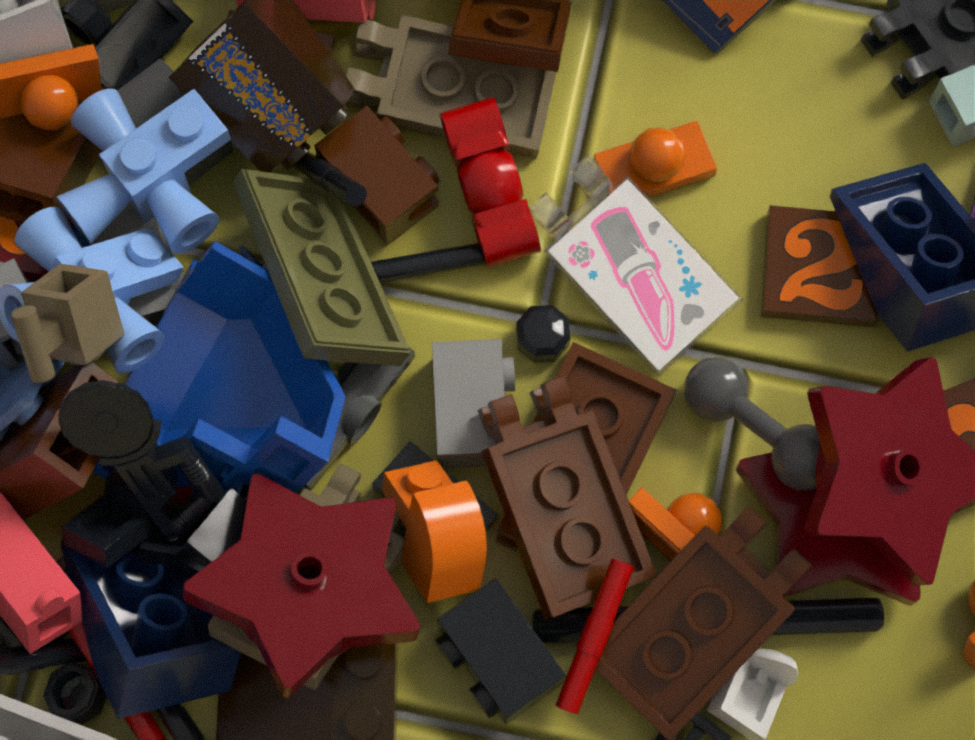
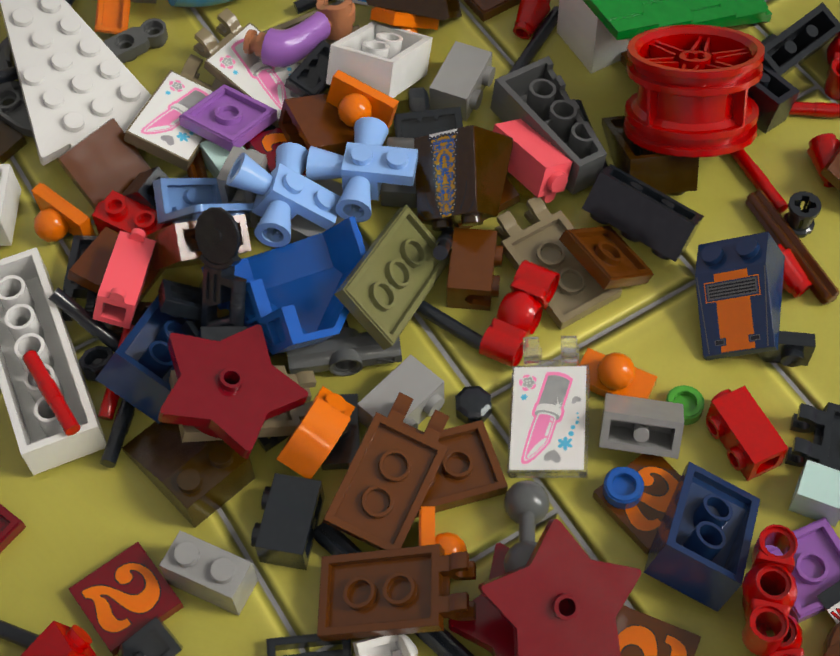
camera: 50 degrees right, 15 degrees down
(66, 318) = (251, 187): dark tan brick -> none
(594, 636) = (334, 549): red piece -> none
(745, 193) = (642, 425): none -> light grey brick
(750, 127) = (692, 402): none -> bright green tile
(792, 279) = (623, 487): none -> blue tile
(844, 103) = (745, 433): none -> red brick

